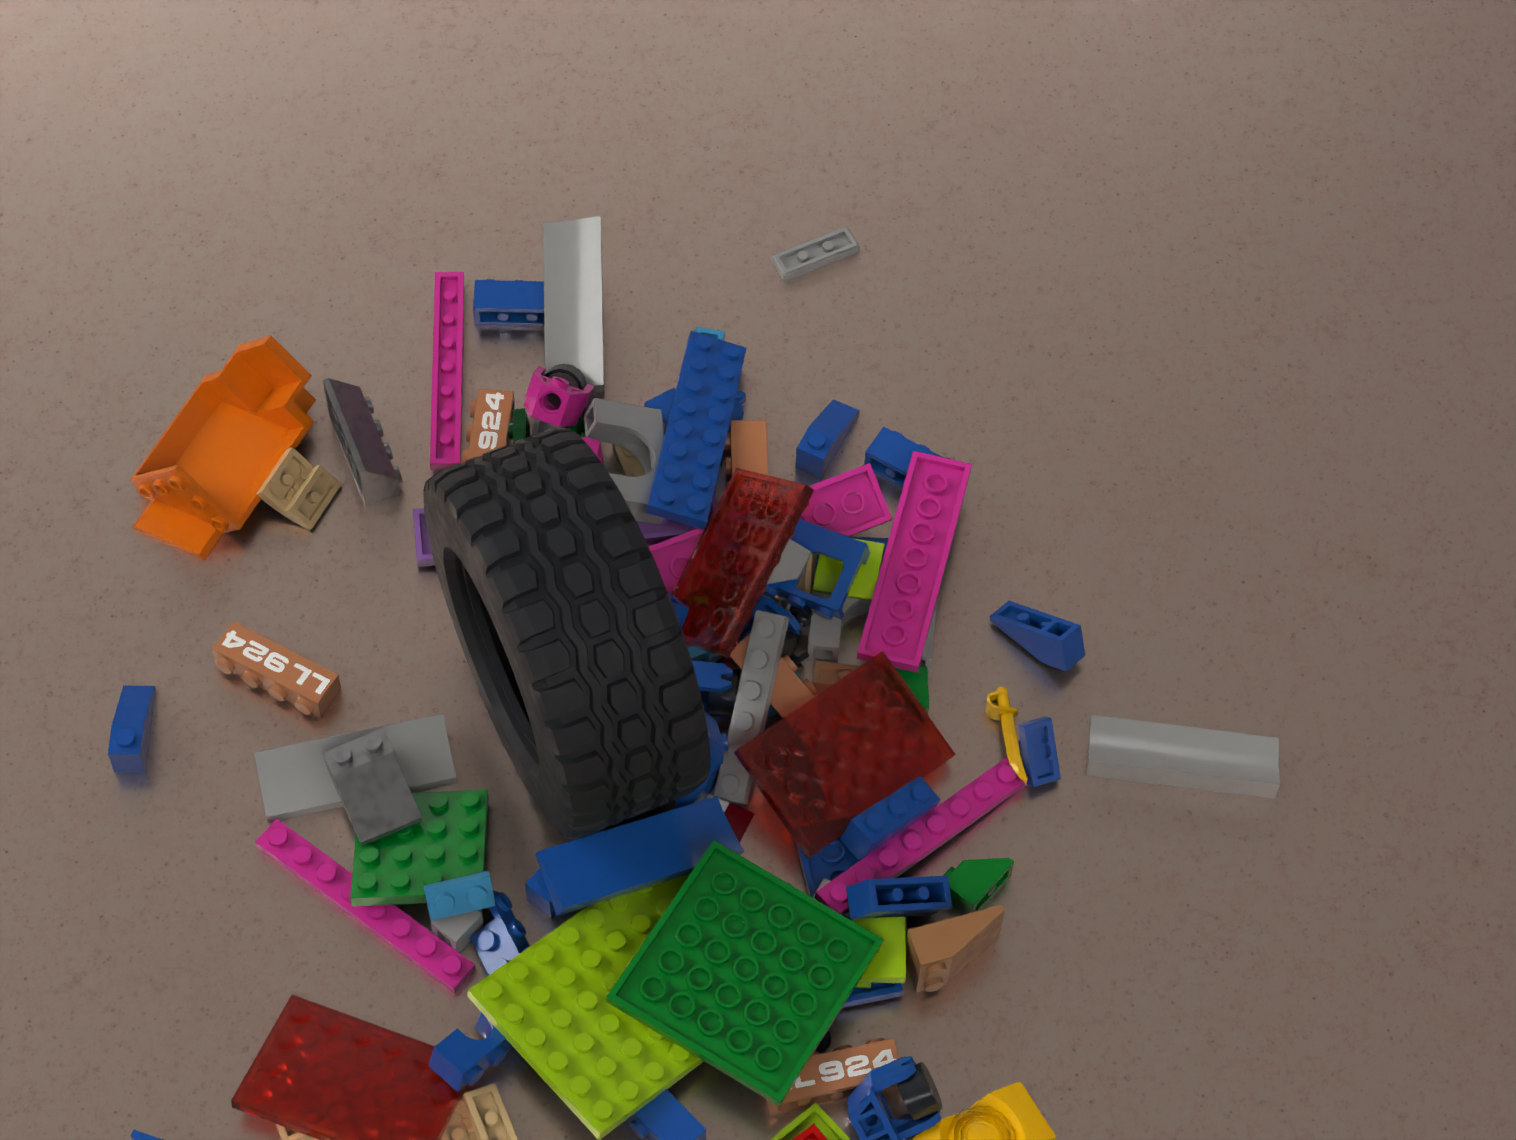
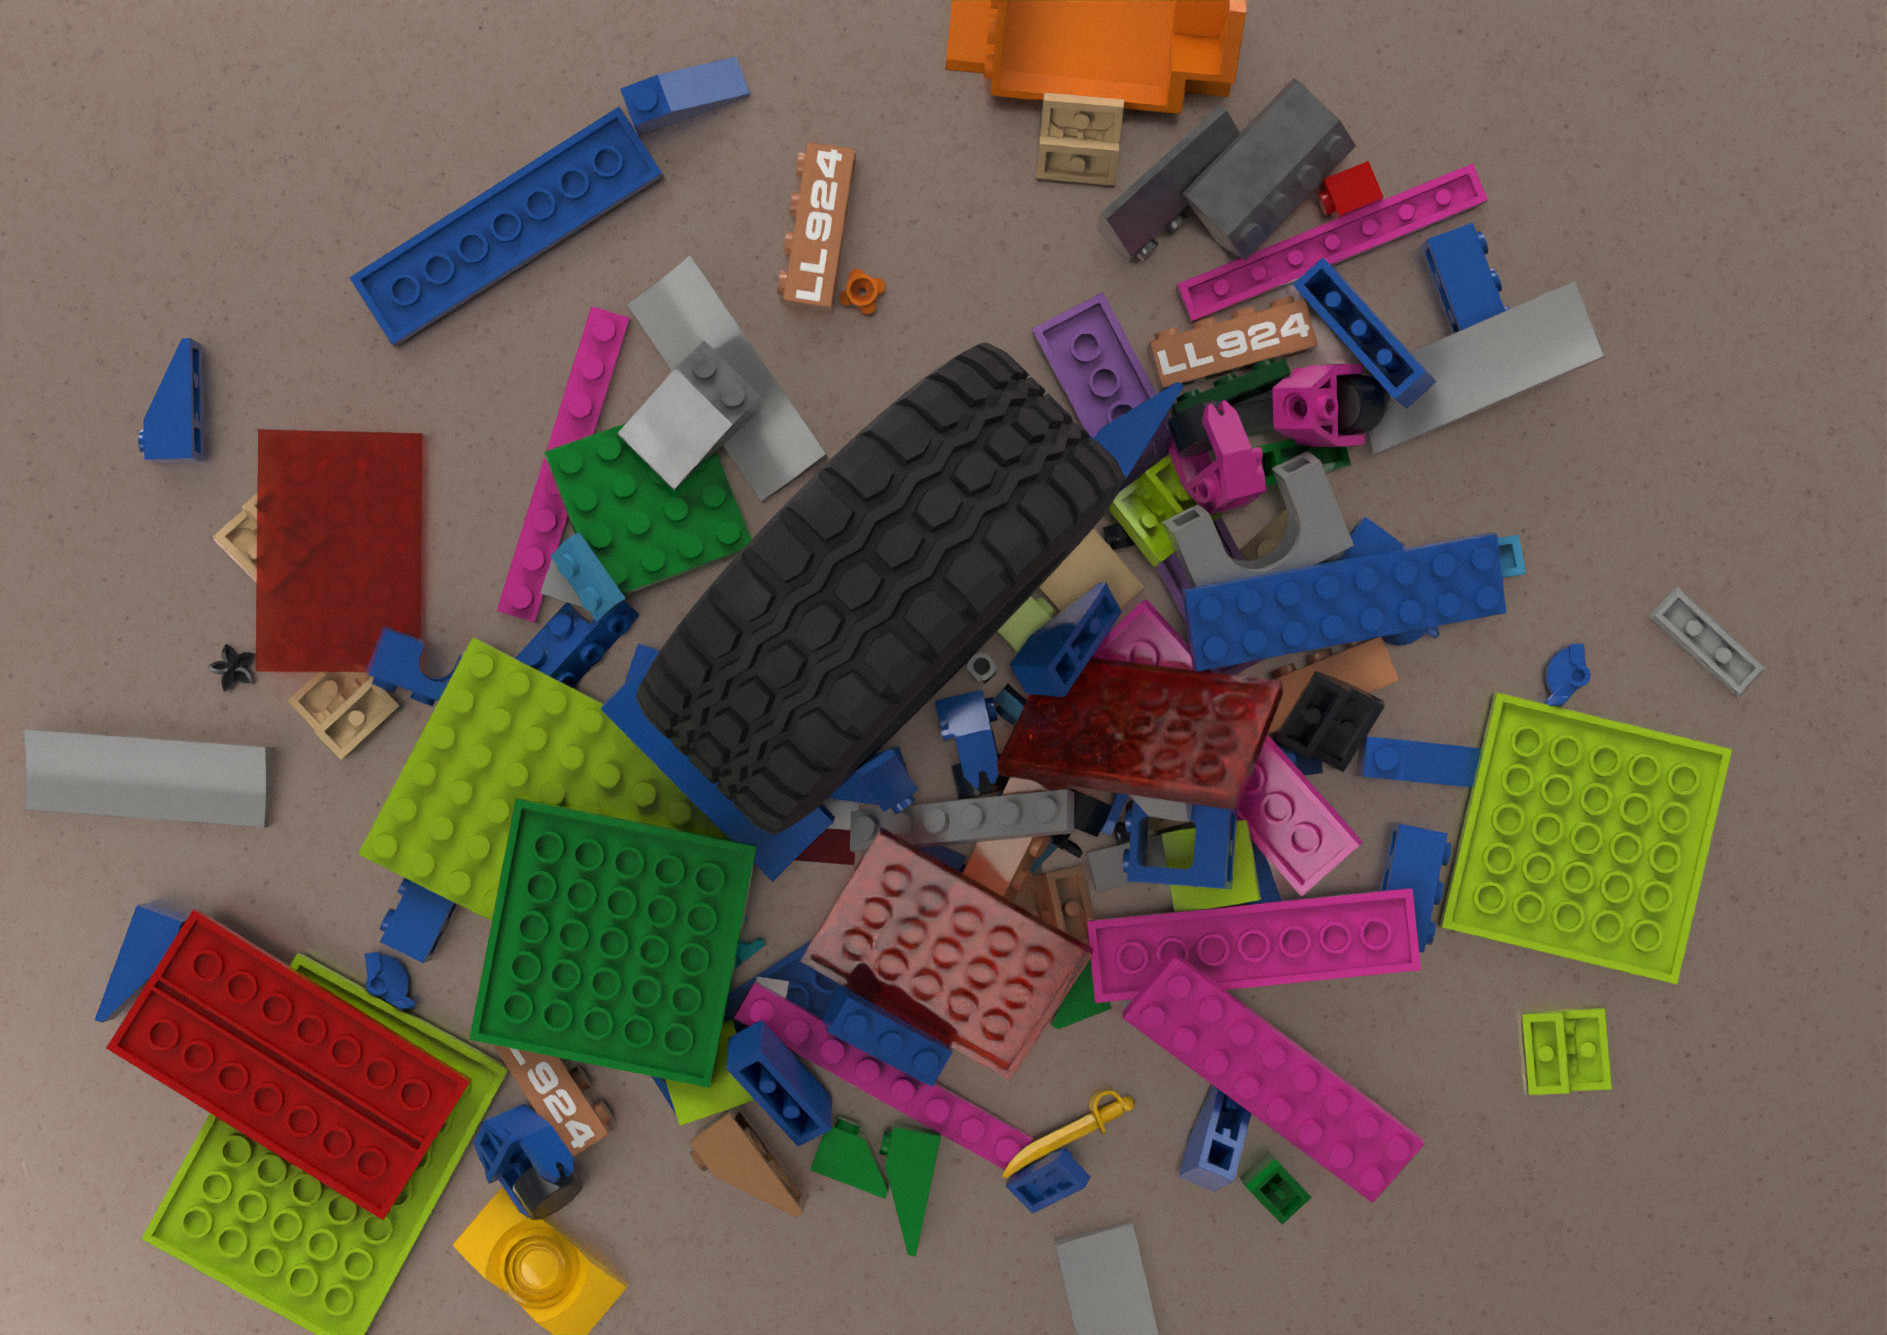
camera: 75 degrees right, 30 degrees up
(166, 882) = (506, 226): none -> blue plate
(335, 653) = (851, 295): none -> orange plate
(381, 380) = (1268, 169): none -> flat silver slope
(417, 345) = (1349, 191): none -> red brick
(519, 358) = (1364, 333): none -> blue brick
(776, 458) = (1329, 720): none -> black slope
(804, 334) = (1566, 674): none -> blue piece
(919, 358) = (1585, 838): none -> lime plate
(992, 838) = (910, 1169): none -> green slope
(1013, 582) = (1272, 1077): none -> dark pink plate
(1062, 416) = (1567, 1051): none -> lime slope
(1094, 615) = (1275, 1187): none -> green slope

